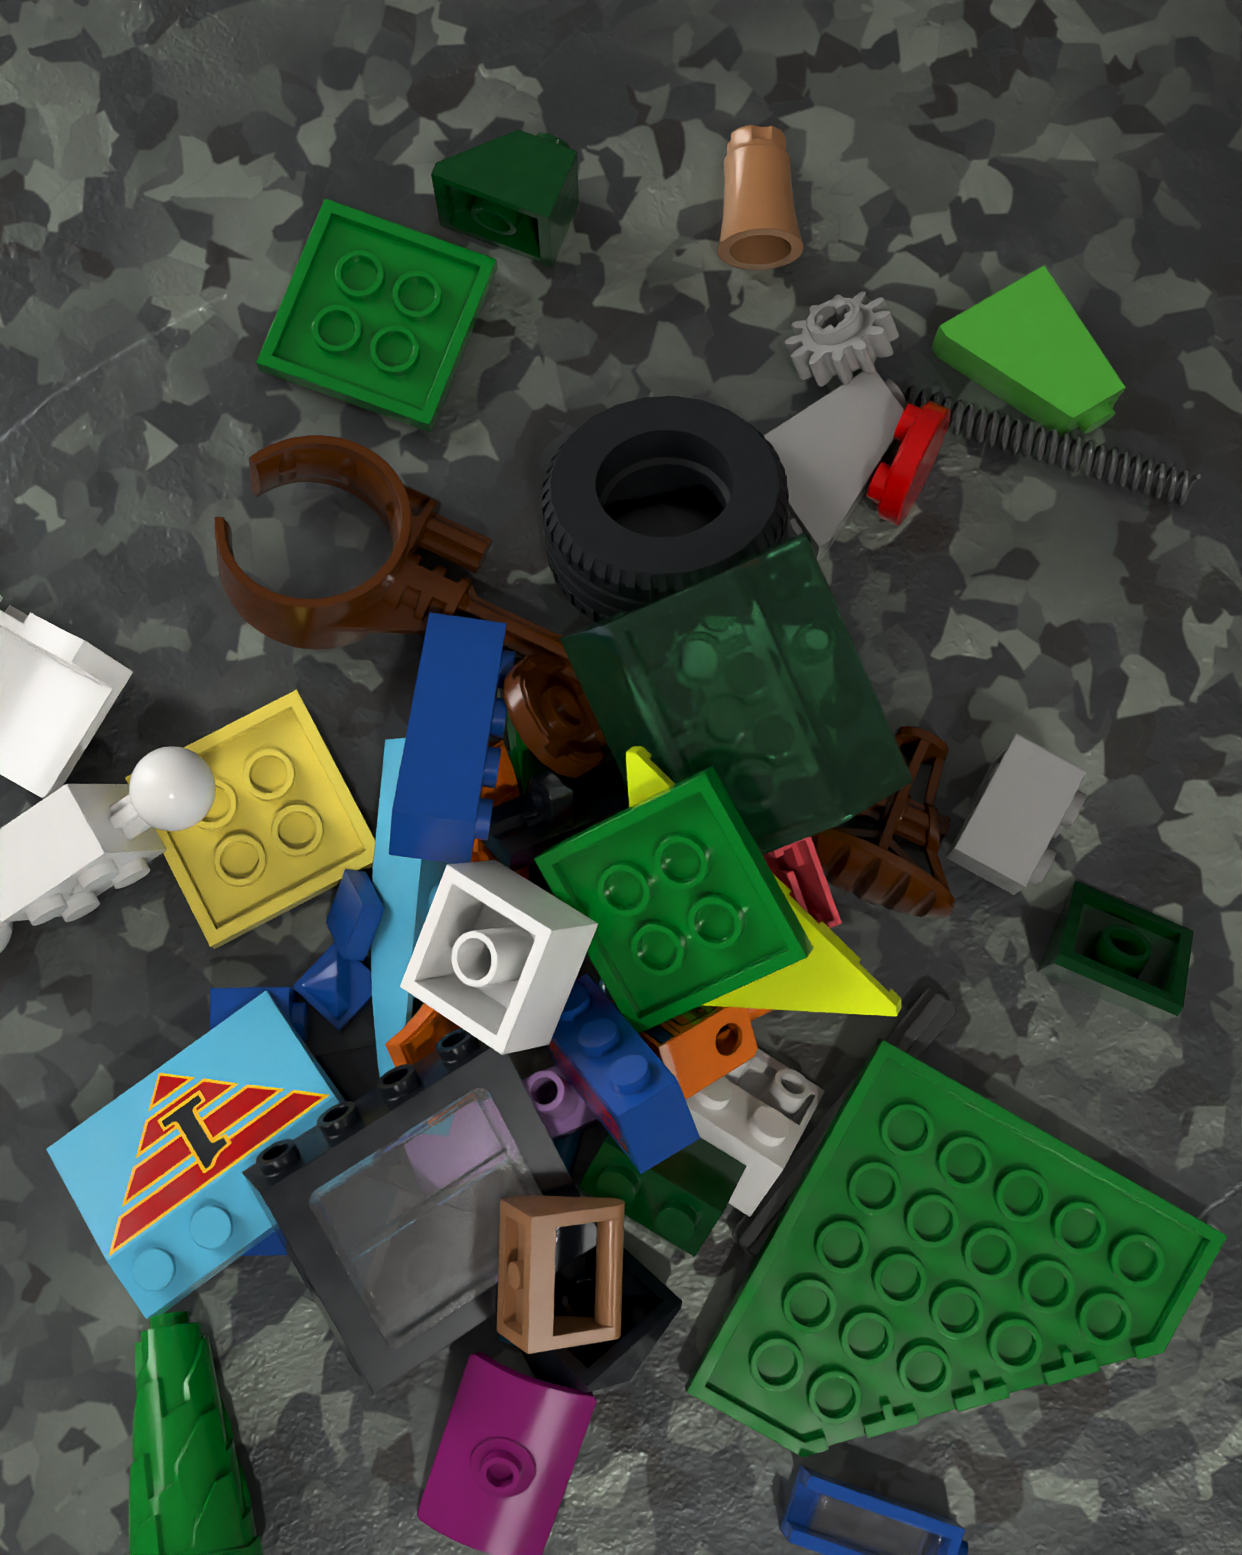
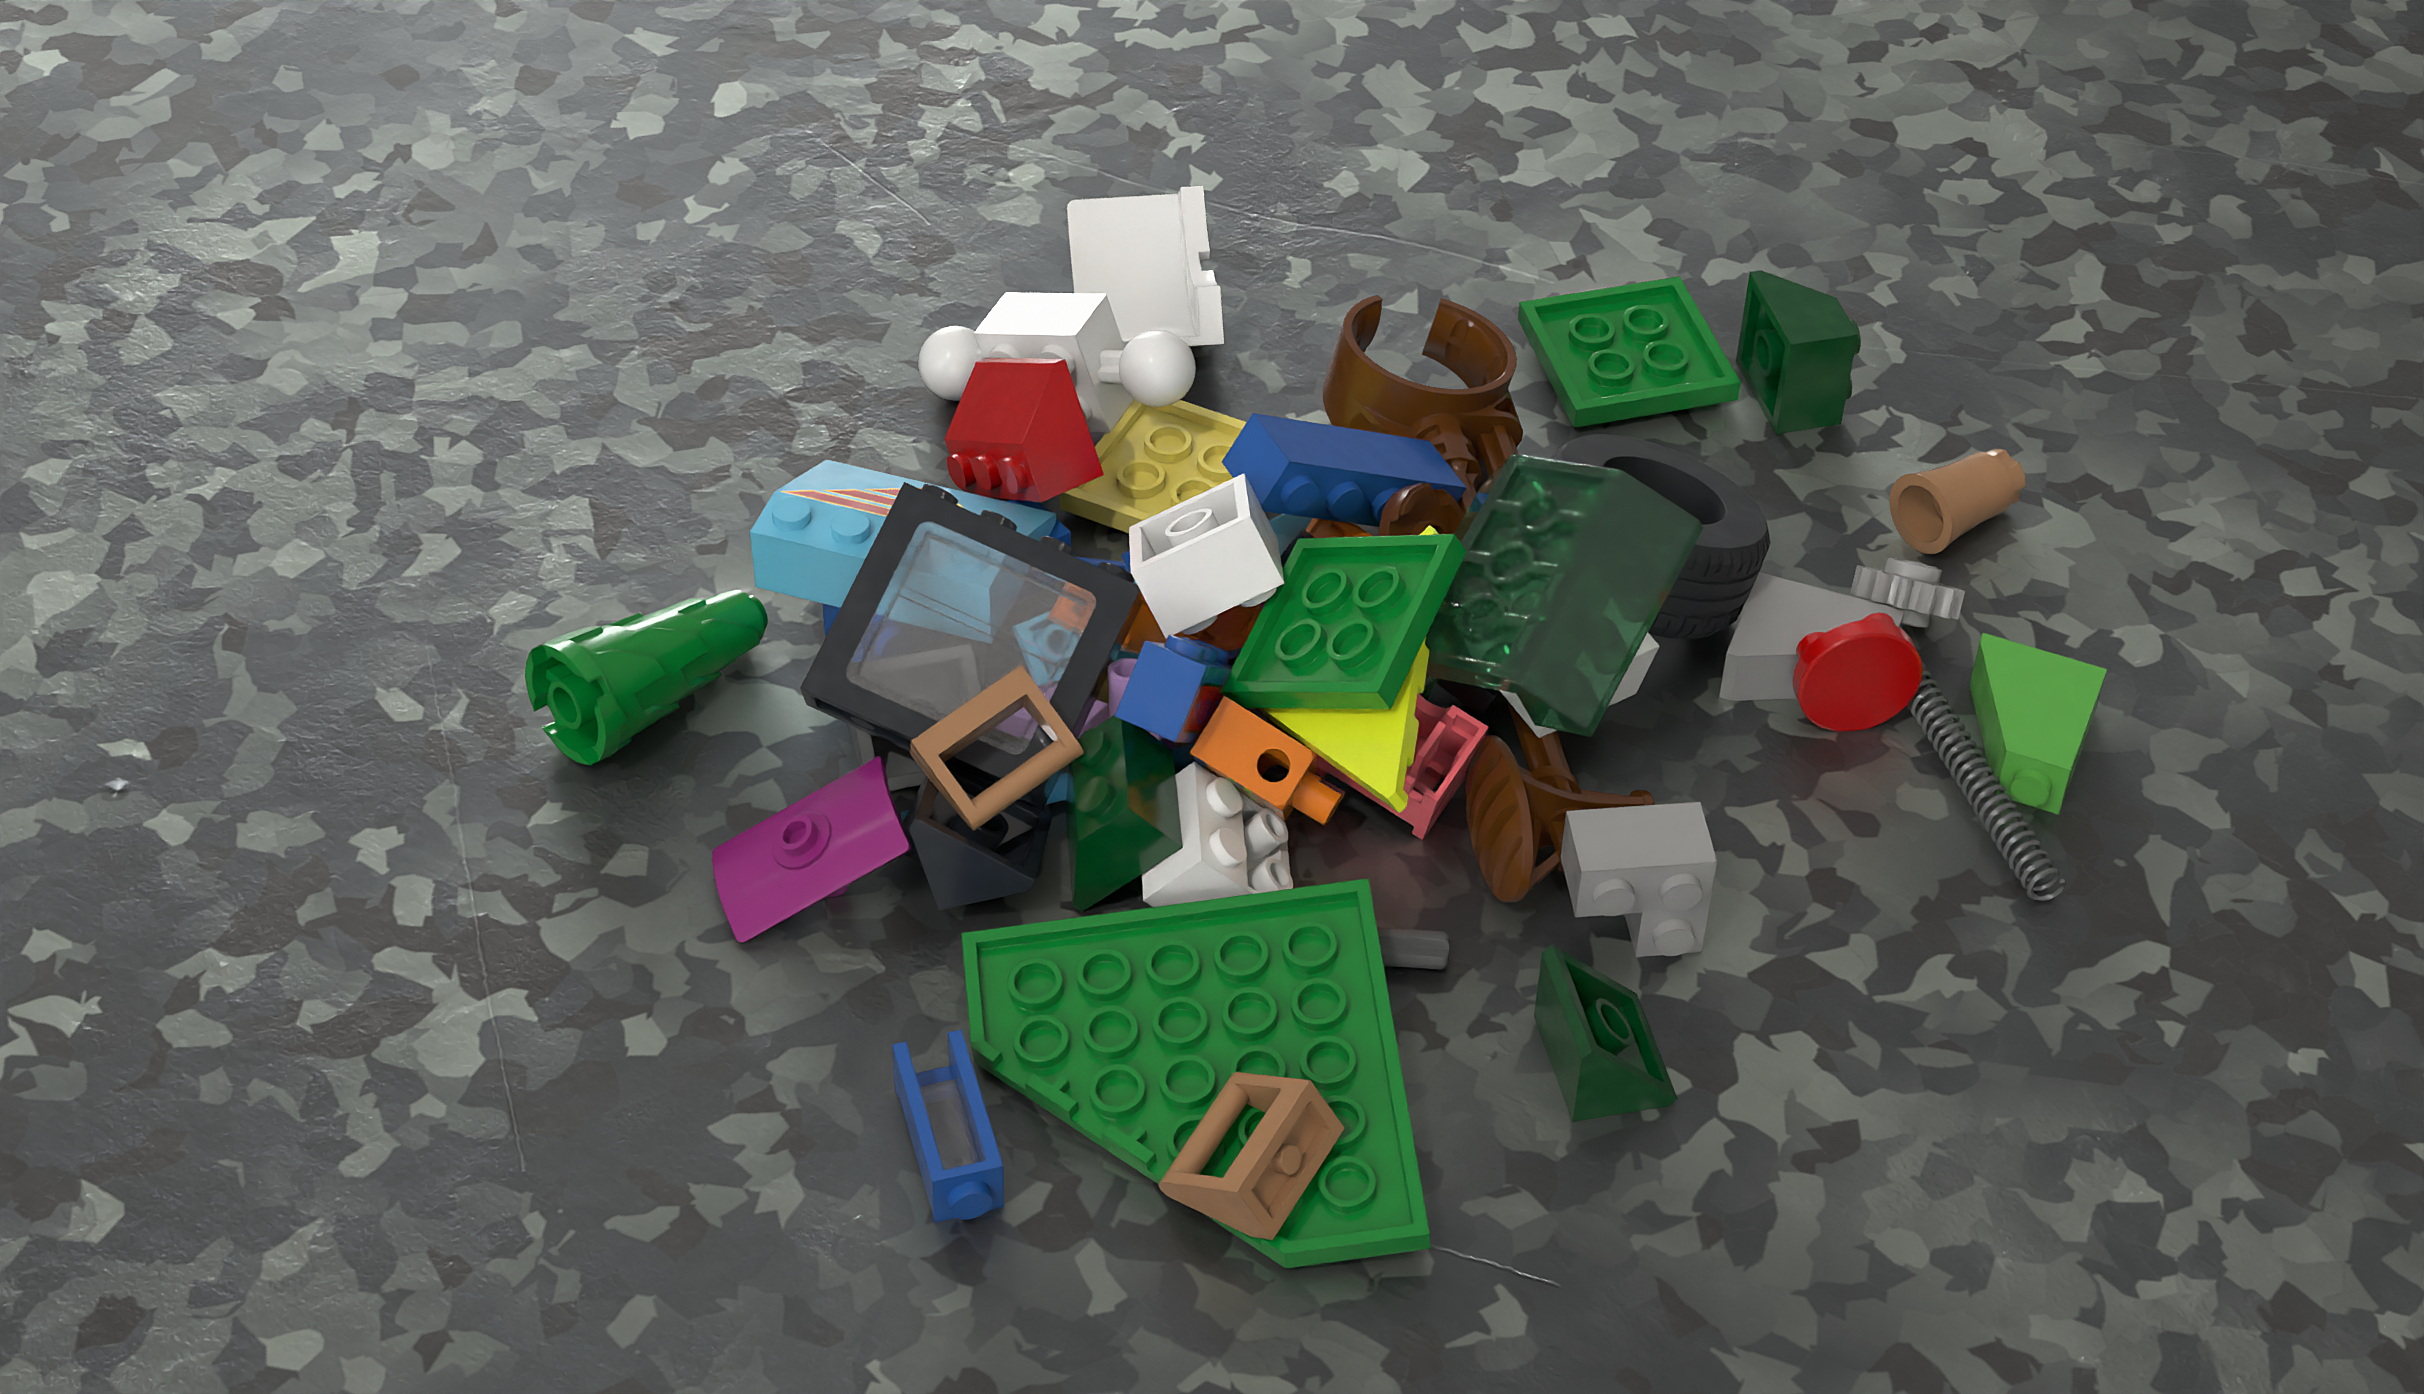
camera: 55 degrees right, 35 degrees down
(159, 969) = (1020, 432): none -> red slope
(1106, 1311) = (1272, 1164): none -> medium nougat tile

